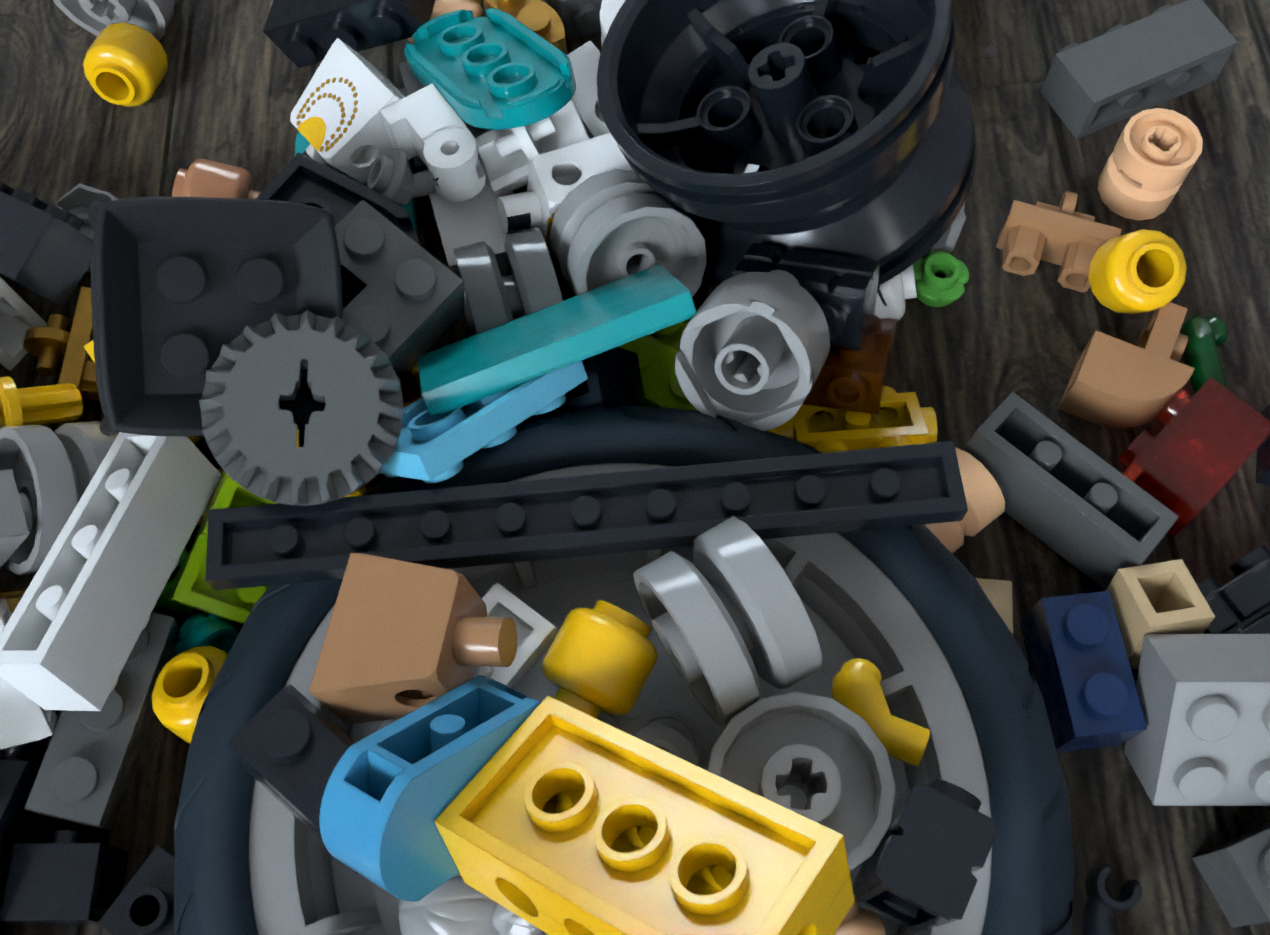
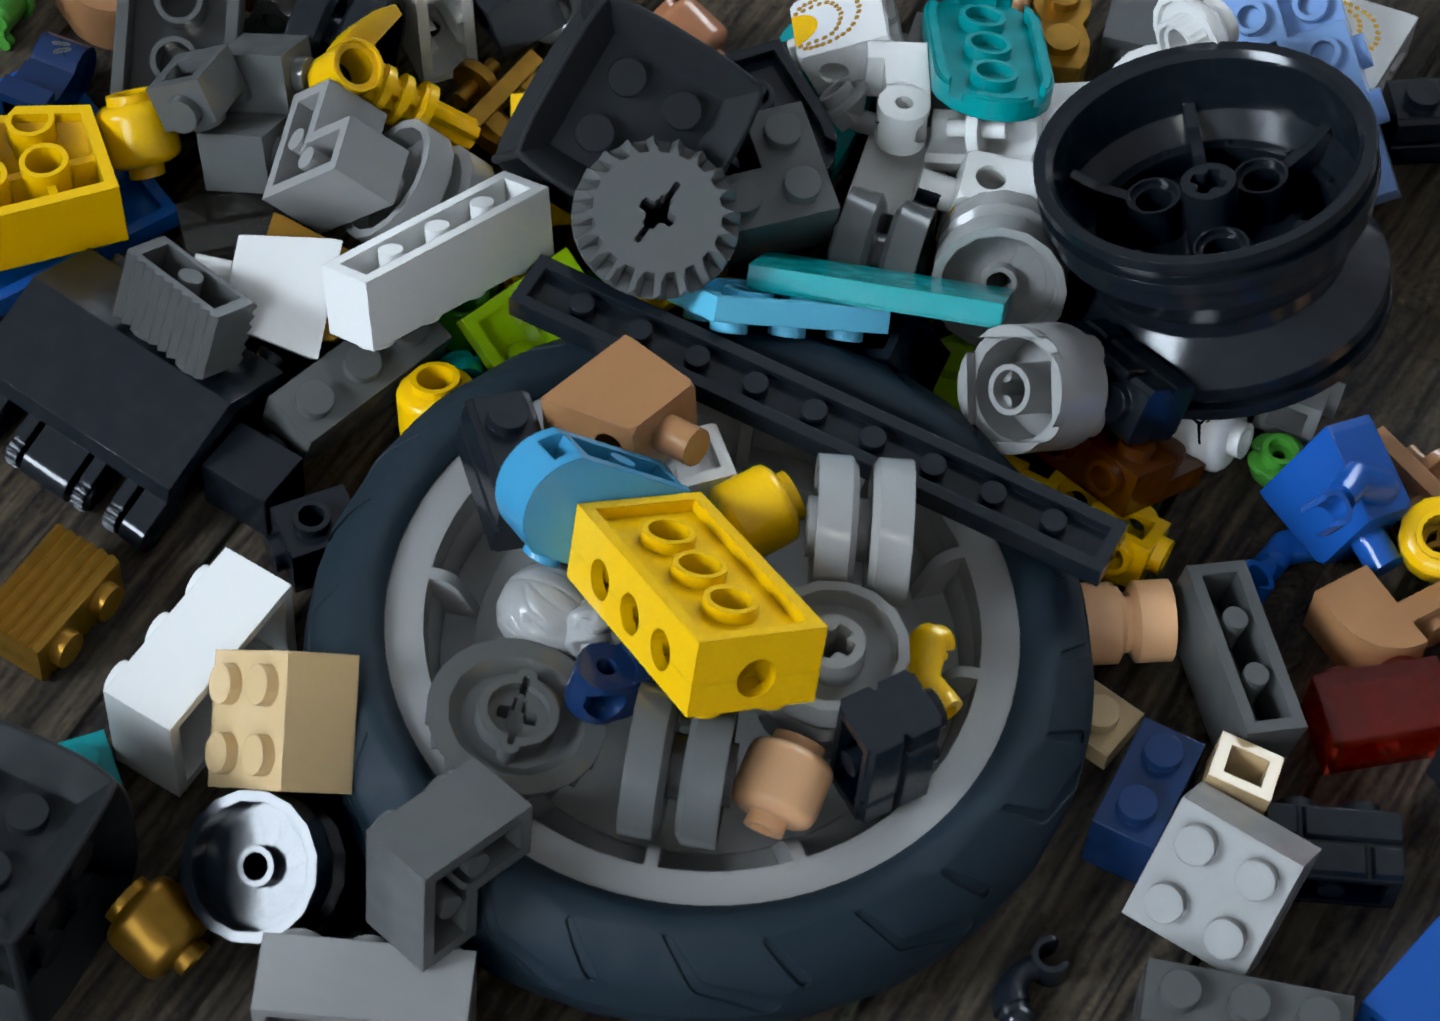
camera: 25 degrees right, 10 degrees down
(1025, 291) = (1336, 503): none -> blue torso

